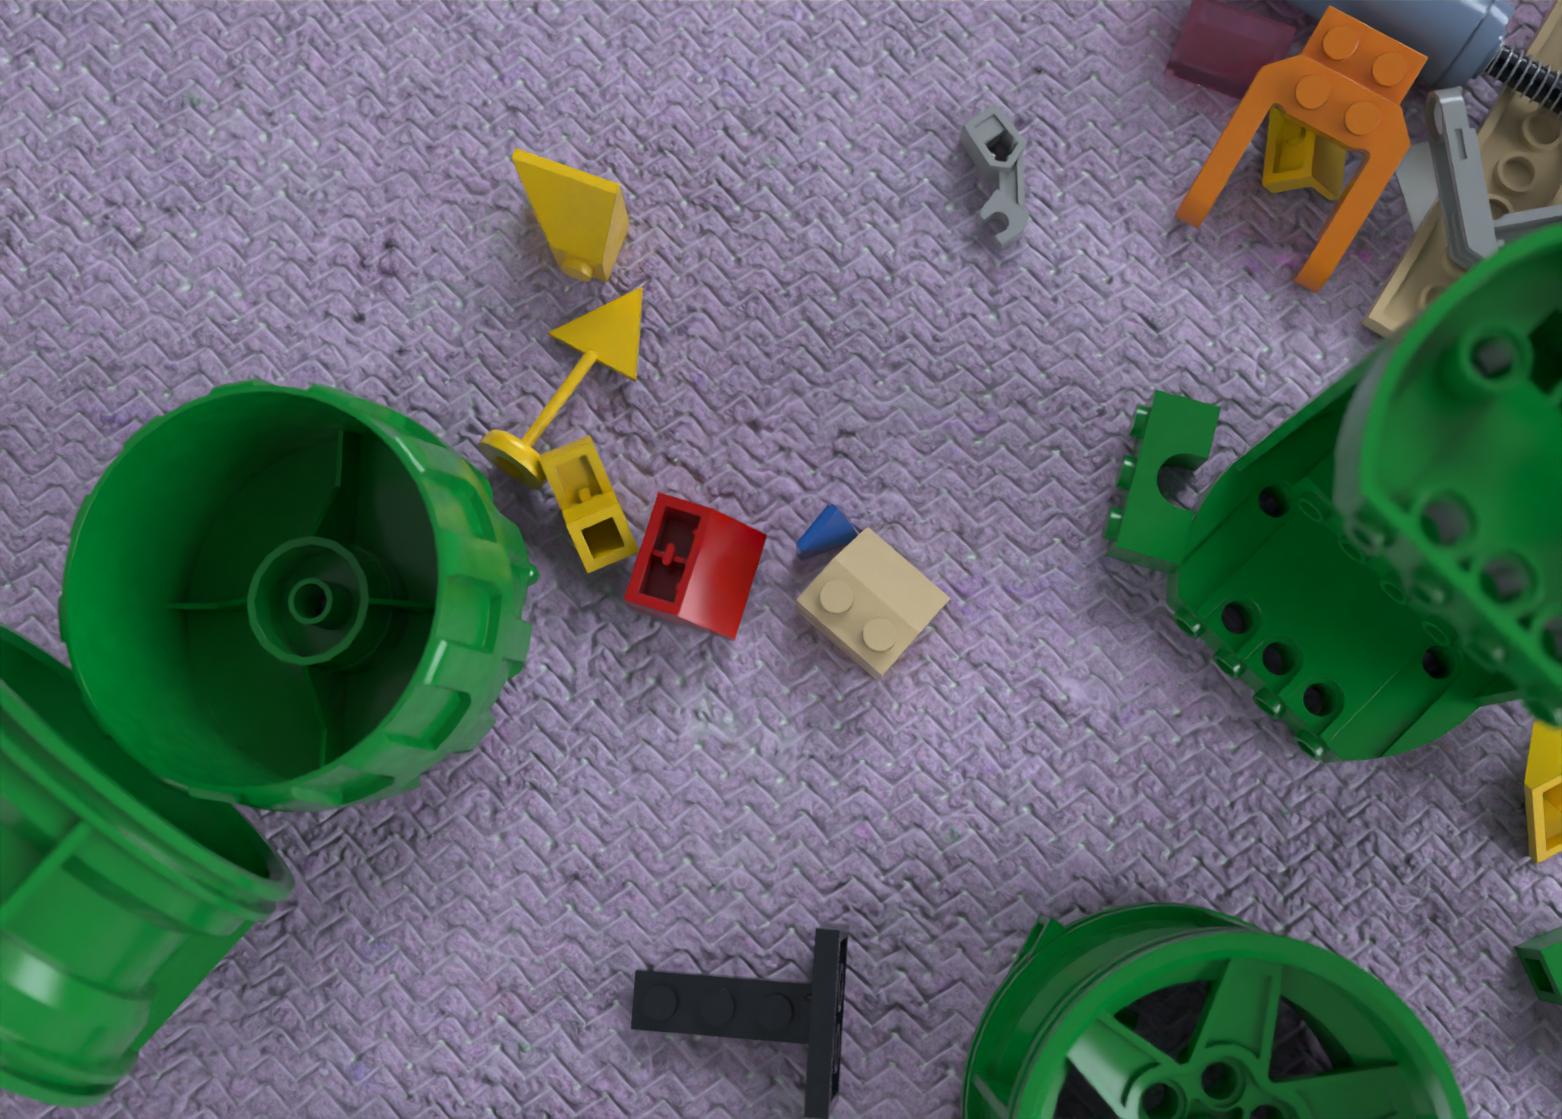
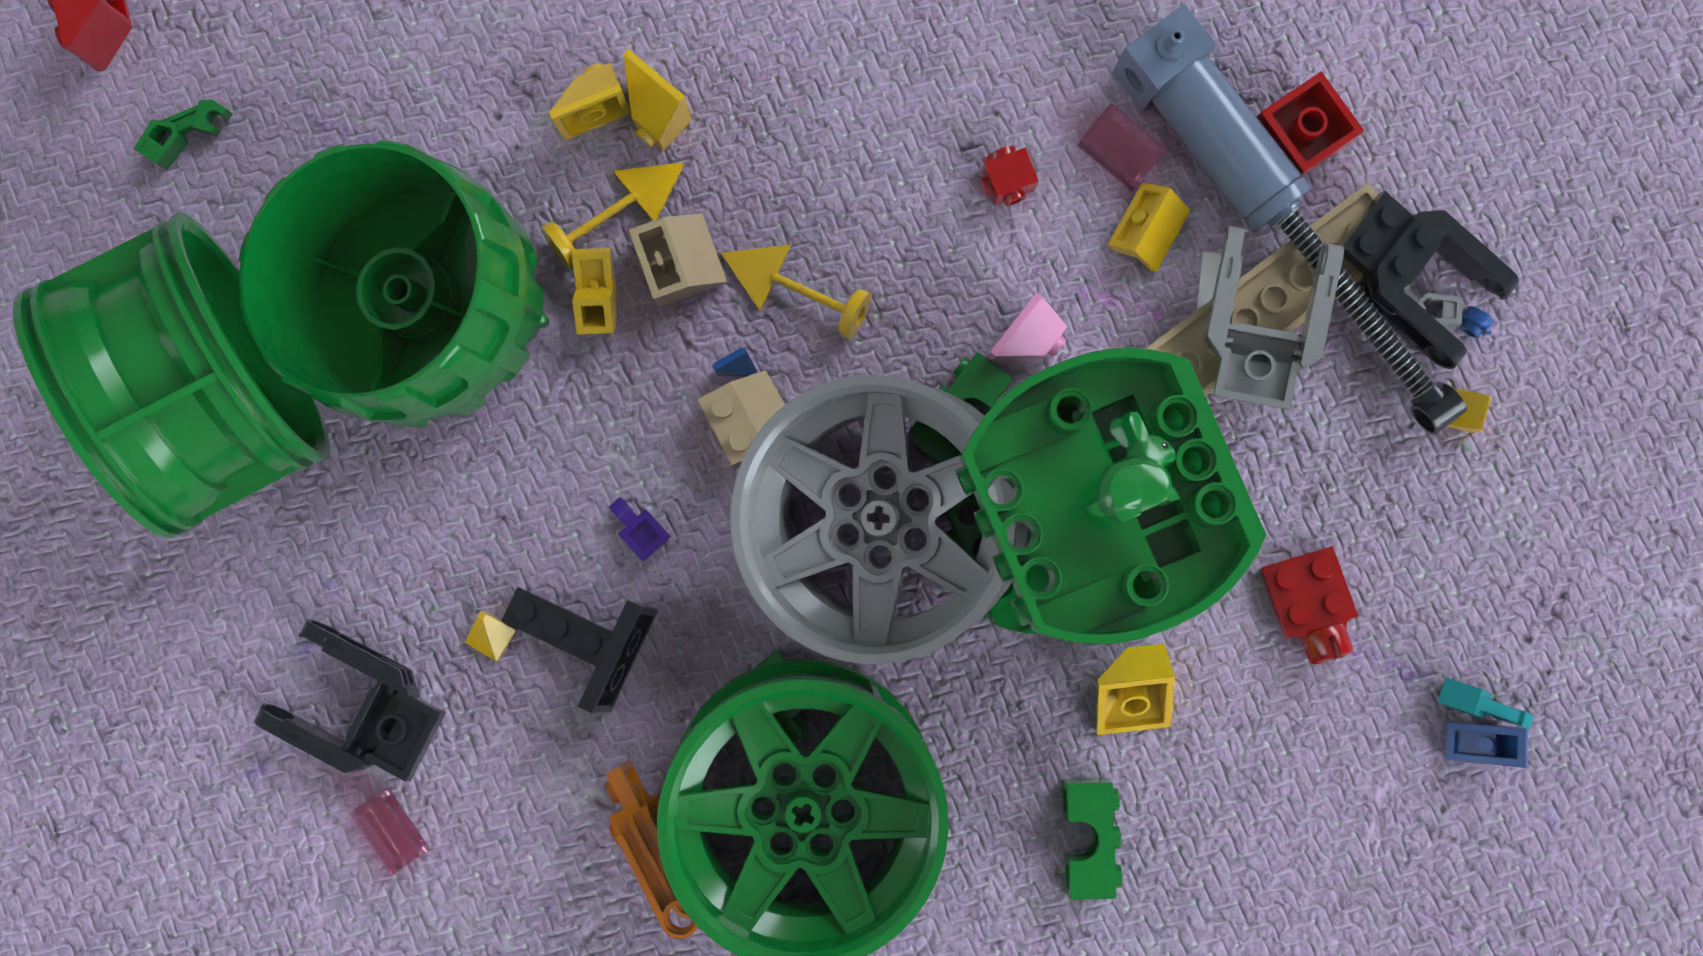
camera: 20 degrees right, 5 degrees up
(486, 246) = (590, 102): none -> yellow slope
(622, 1057) = (490, 635): none -> yellow slope
(685, 416) = (677, 257): none -> tan slope
(695, 567) = (645, 355): red slope -> none
(784, 820) = (641, 532): none -> dark purple plate
(805, 389) = (760, 268): none -> yellow piece
(1008, 200) = (936, 195): light grey piece -> none
(1094, 141) = (1008, 176): none -> red brick
(1216, 338) = (1030, 336): none -> bright pink slope
(1333, 705) = (780, 566): none -> light grey wheel
(1343, 90) = (1174, 206): orange plate -> none

